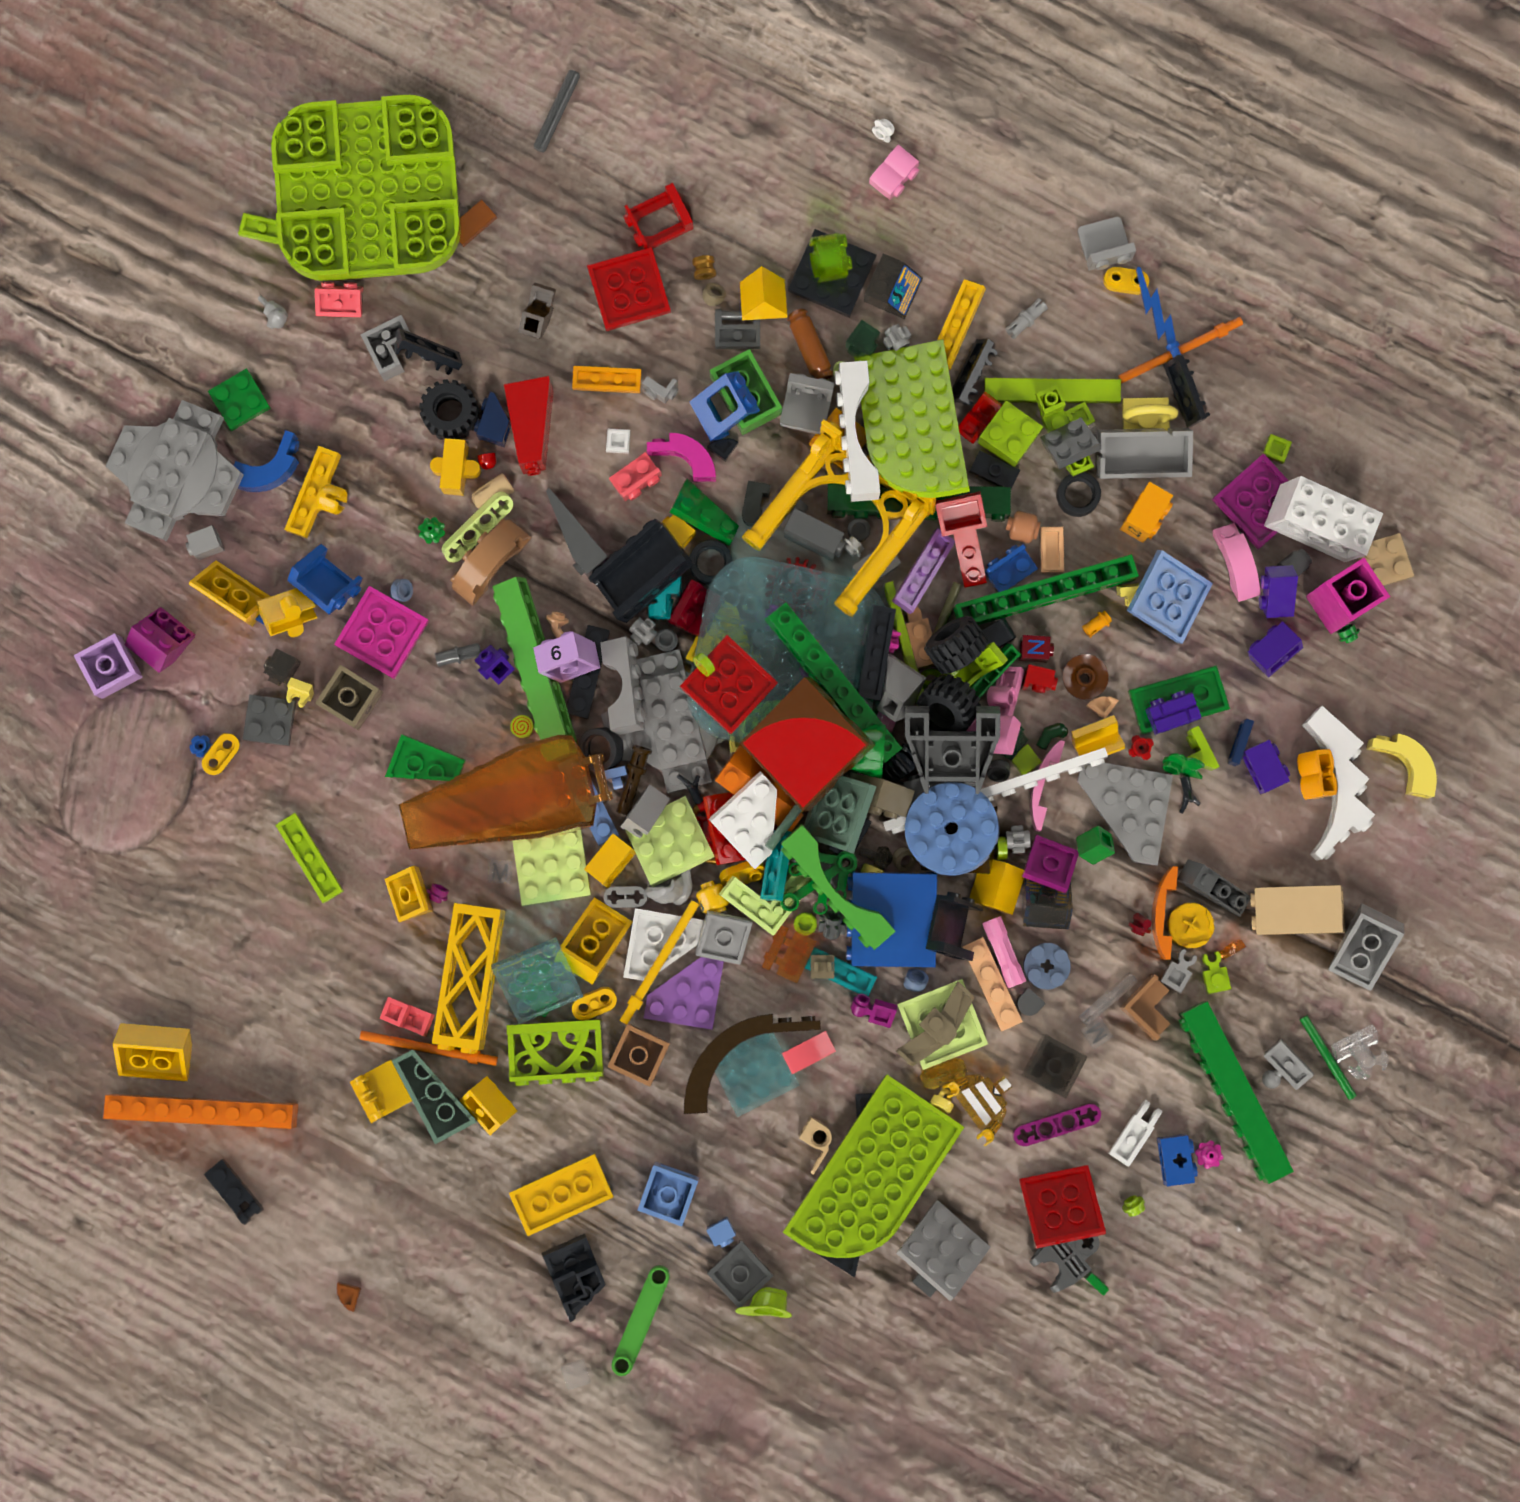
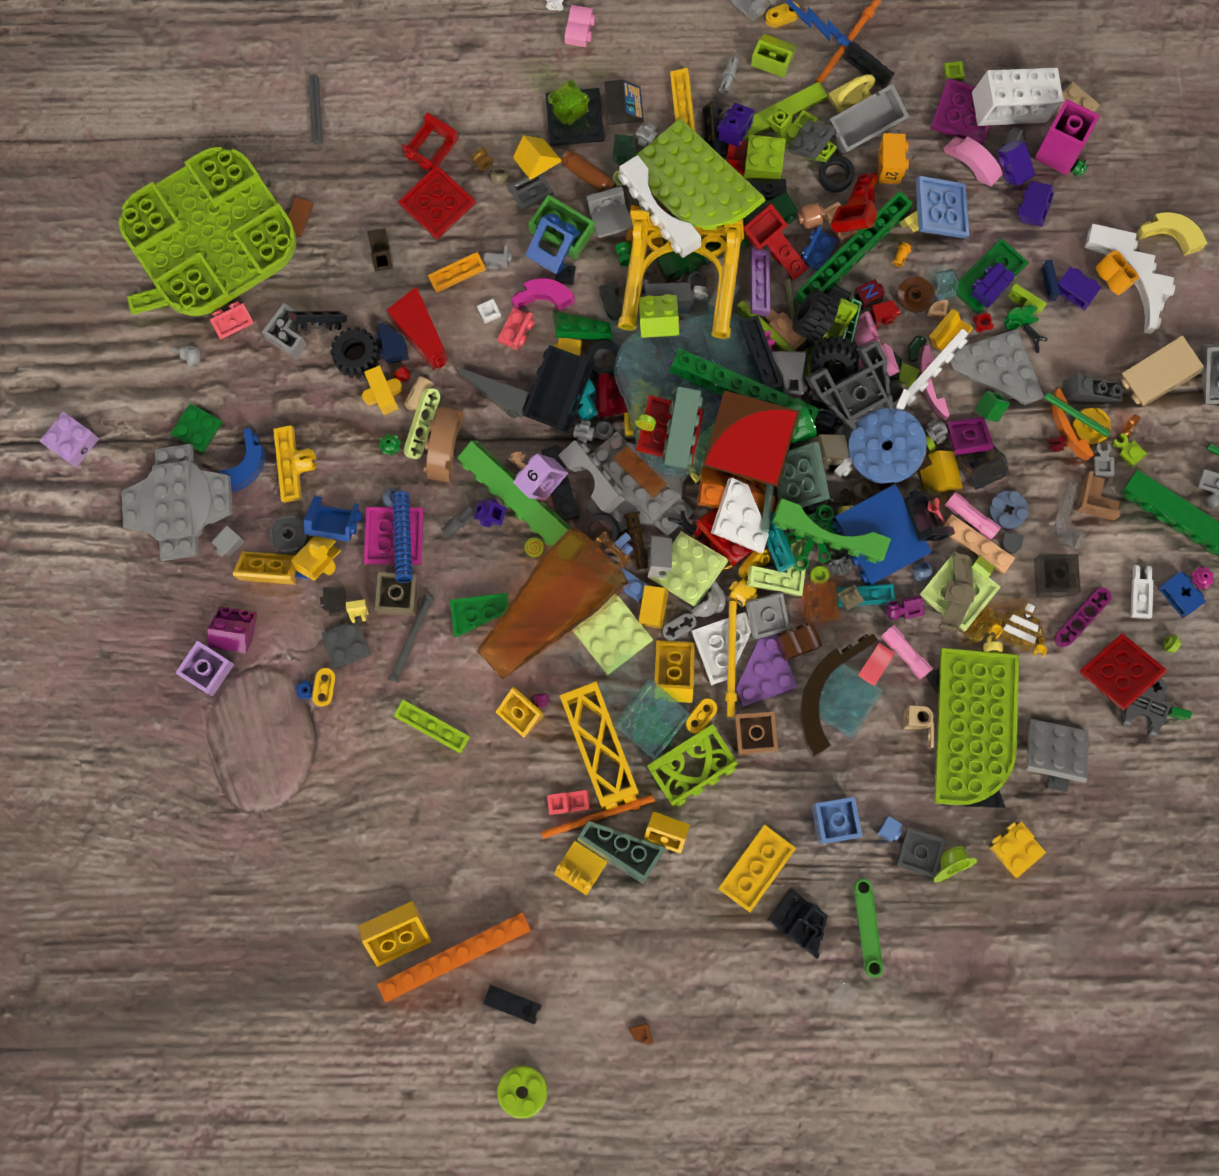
camera: 25 degrees left, 5 degrees down
(99, 339) = (69, 439): none -> lavender brick
(207, 1276) = (535, 1084): none -> lime plate
(261, 574) = (280, 527): none -> dark grey plate
(340, 752) = (411, 638): none -> dark grey bar
(386, 641) = (402, 537): none -> blue piece
(675, 709) = (640, 472): none -> clear orange tile
(737, 691) = (681, 427): none -> sand green wedge
(740, 983) = (799, 641): none -> reddish brown brick
(787, 553) = (659, 316): none -> lime brick
(798, 455) = (624, 251): none -> green wheel
(842, 1326) = (1017, 849): none -> yellow plate
(851, 1074) = (916, 663): none -> bright pink axle
(967, 920) = (934, 508): none -> coral hand
(981, 1013) = (983, 567): none -> lime tile
(995, 790) = (903, 400): none -> white tile
(998, 380) = (736, 124): none -> dark purple brick
(1074, 554) = (860, 208): none -> red plate
(1088, 322) = (773, 55): none -> lime slope
(1125, 686) = (947, 285): none -> clear light blue bracket
(1178, 905) = (1076, 414): none -> green bar

